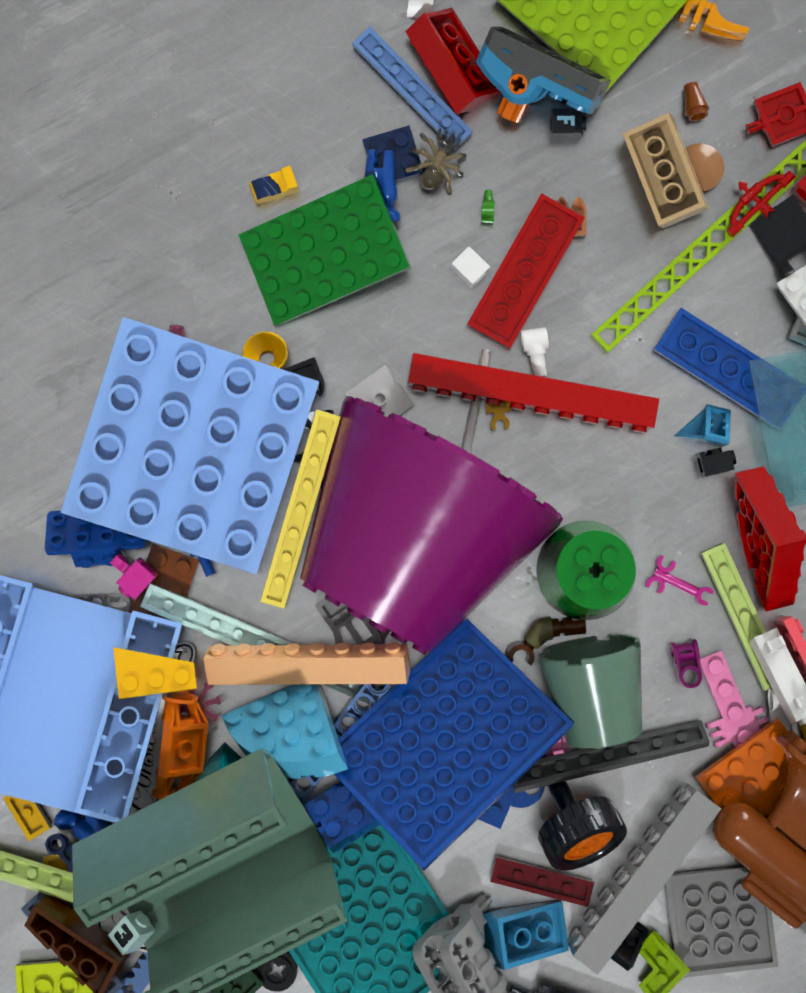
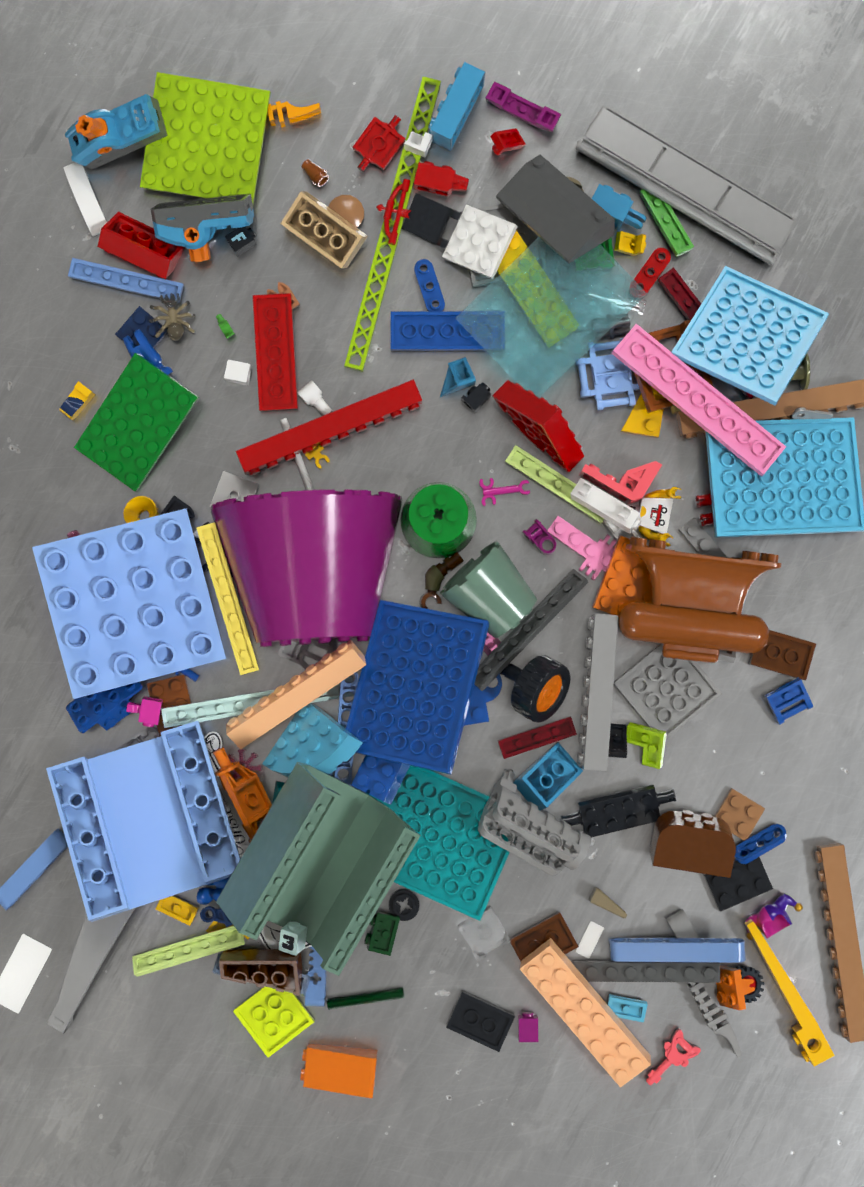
camera: 30 degrees left, 0 degrees up
(150, 674) = (198, 764): yellow wing -> none
(744, 295) = (425, 278): none -> blue plate

